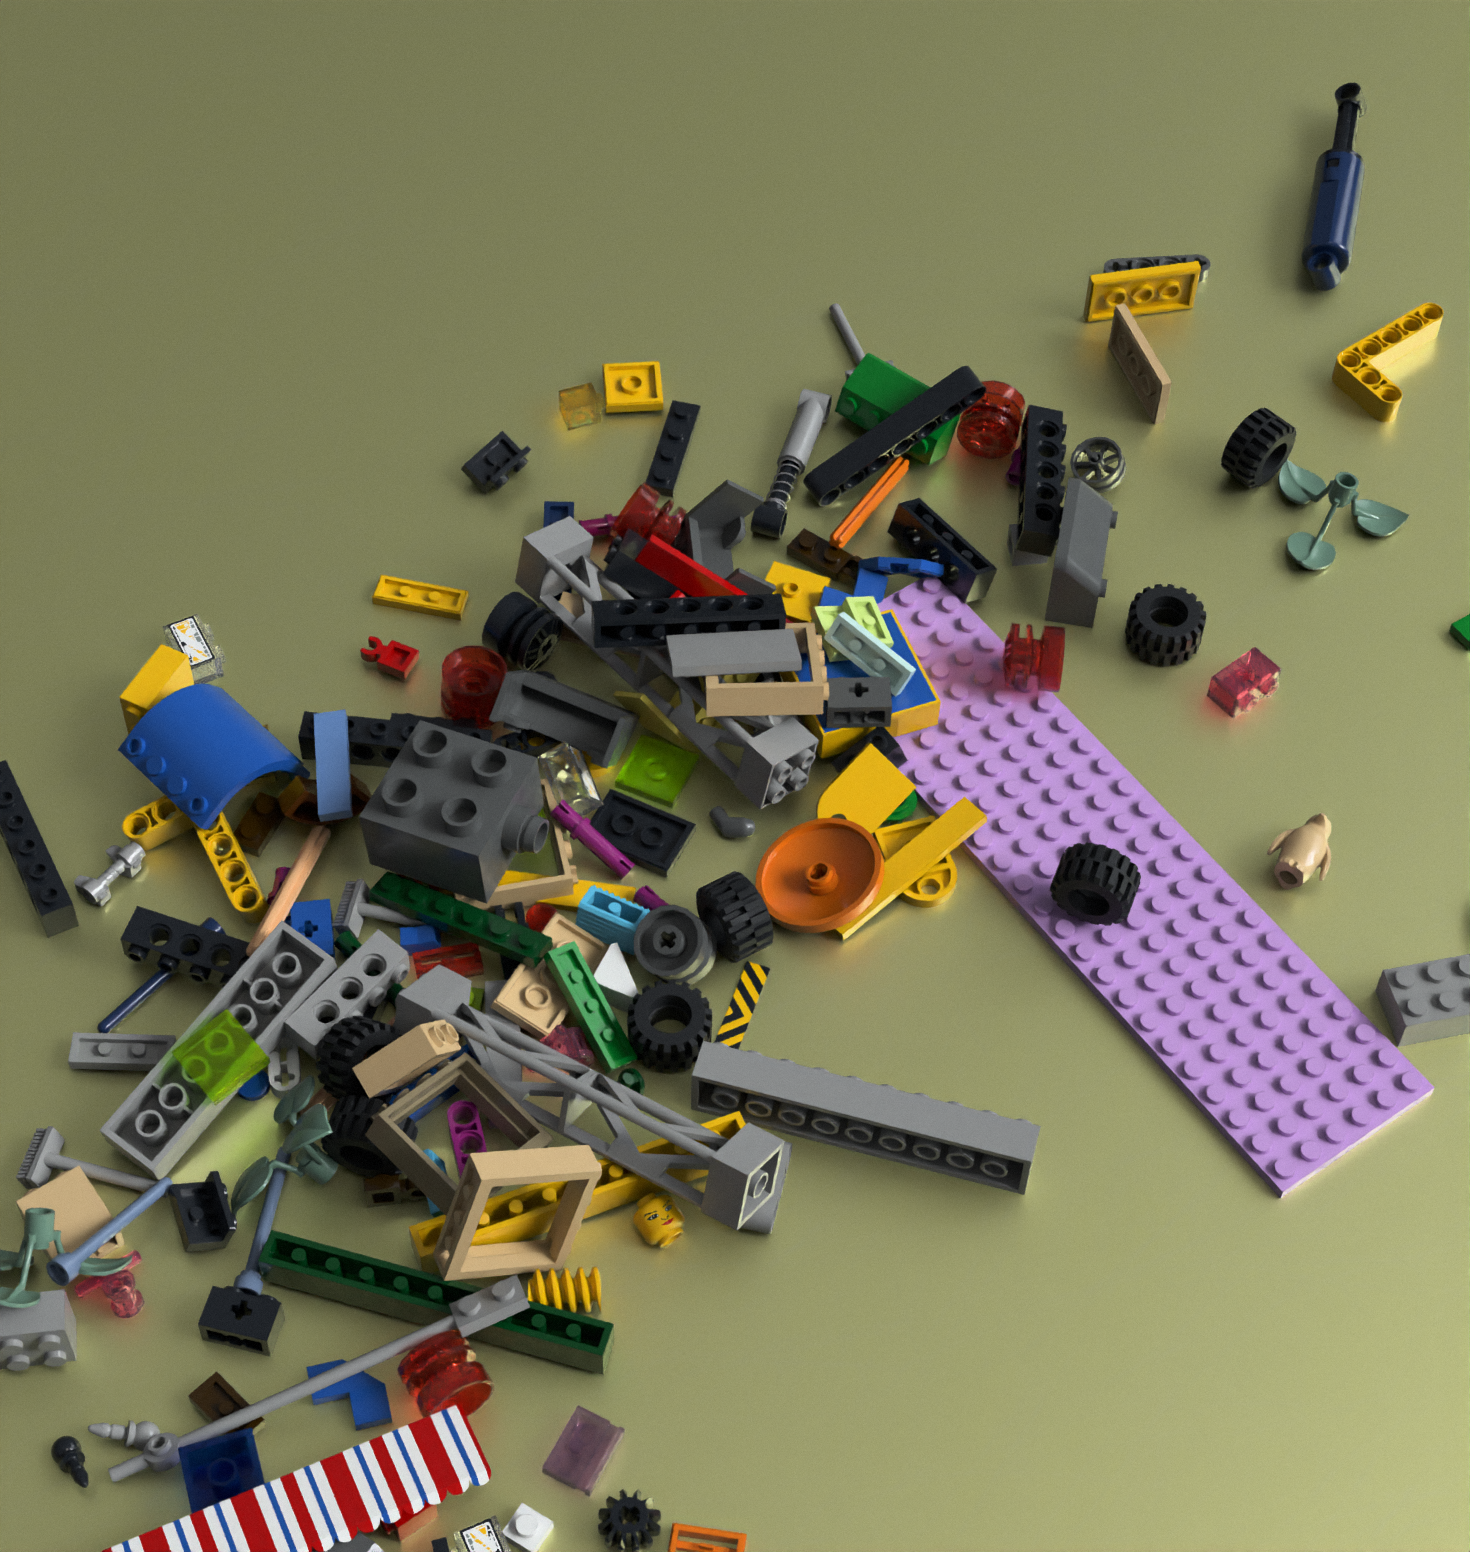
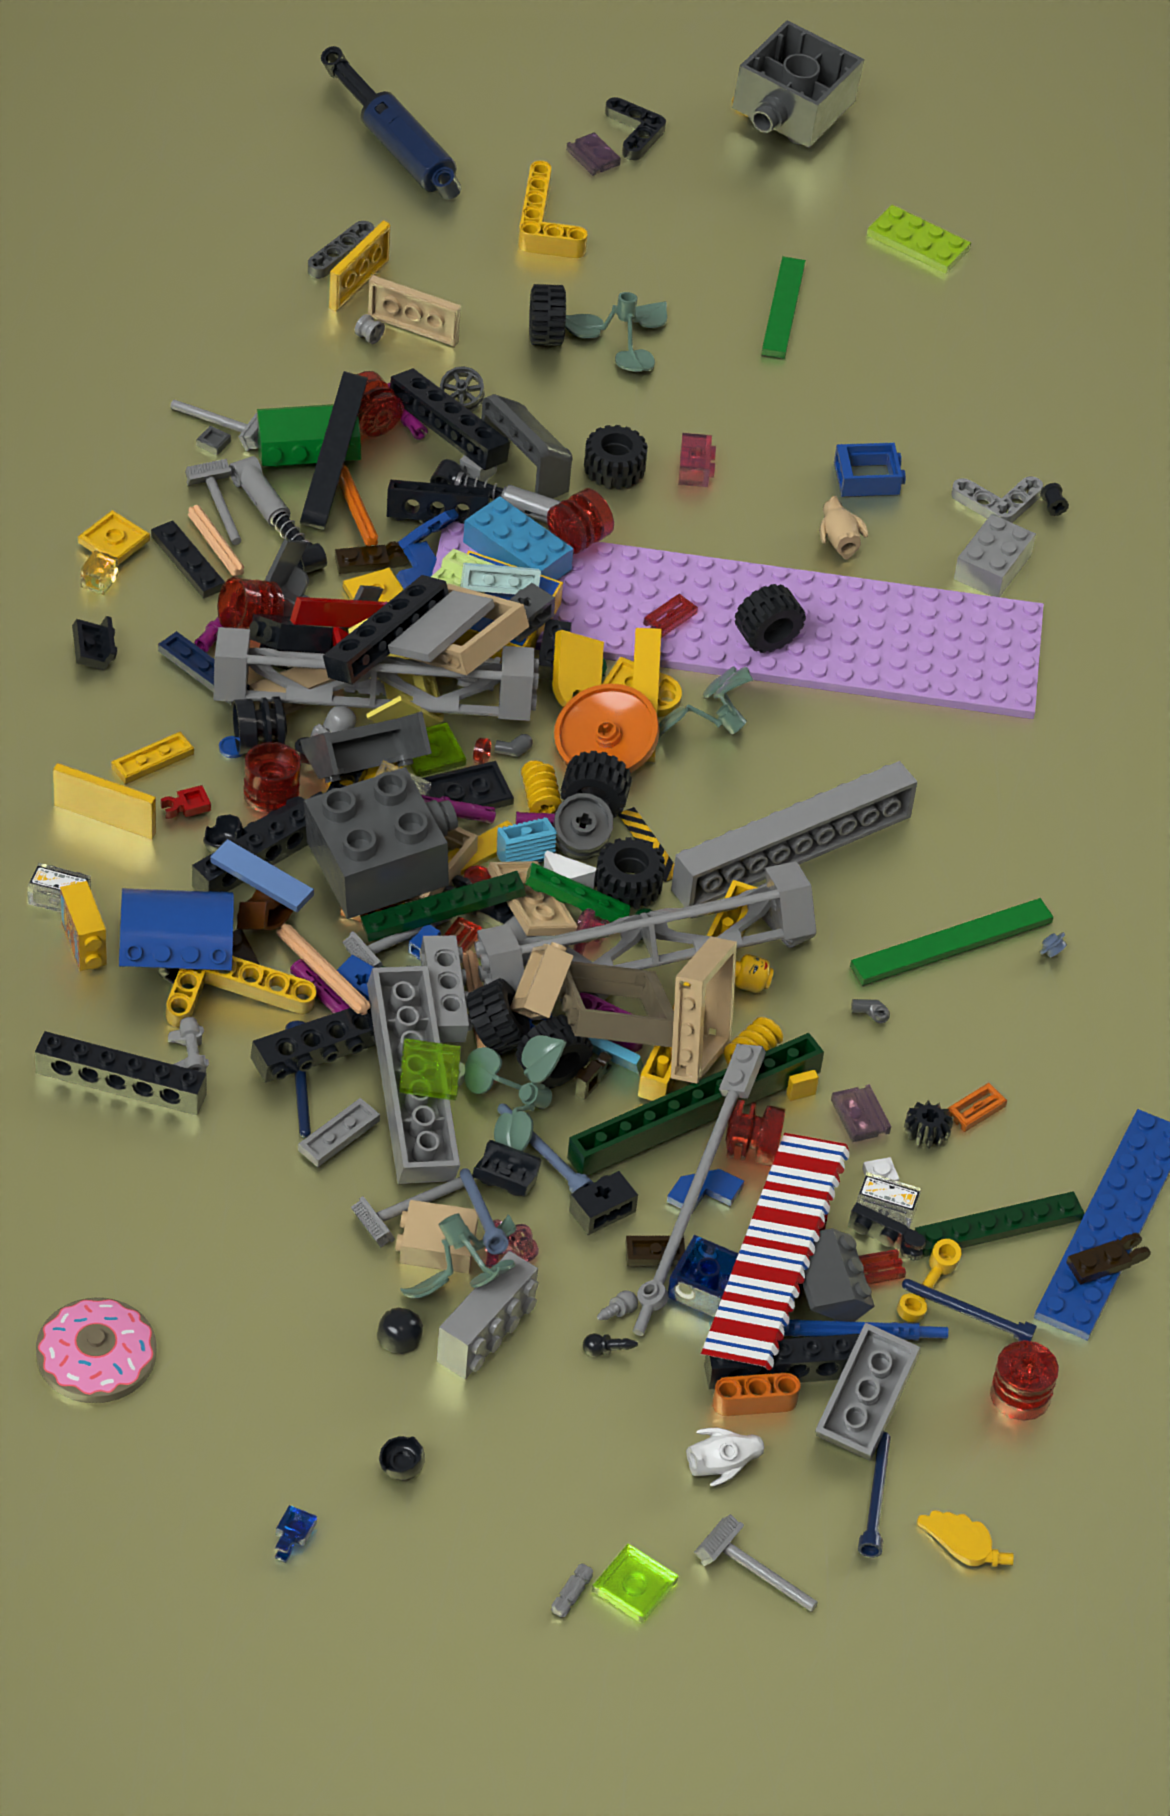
camera: 50 degrees left, 5 degrees down
(316, 602) = (104, 801): none -> yellow tile
(377, 705) = (226, 828): none -> black hair
(562, 1371) = (802, 1085): none -> yellow tile
(597, 681) = (338, 719): none -> light grey piece
(693, 806) = (482, 750): none -> clear red tile
(699, 871) = (541, 787): none -> yellow piece
(715, 449) = (216, 541): none -> light nougat axle
(734, 1355) = (872, 1008): none -> dark grey arm
(781, 386) = (210, 473): none -> light grey piece
(828, 362) = (213, 440): none -> dark grey tile
(901, 1356) = (951, 941): none -> green tile
(956, 638) = (516, 539): none -> dark azure brick
(957, 950) = (728, 714): none -> sand green plant
(989, 538) = (528, 502): none -> piece
(992, 1449) = (1053, 944): none -> sand blue plate
(1024, 815) = (674, 616): none -> clear red tile
(1087, 355) = (369, 329): none -> light grey wheel
(1423, 797) = (867, 455): none -> blue window

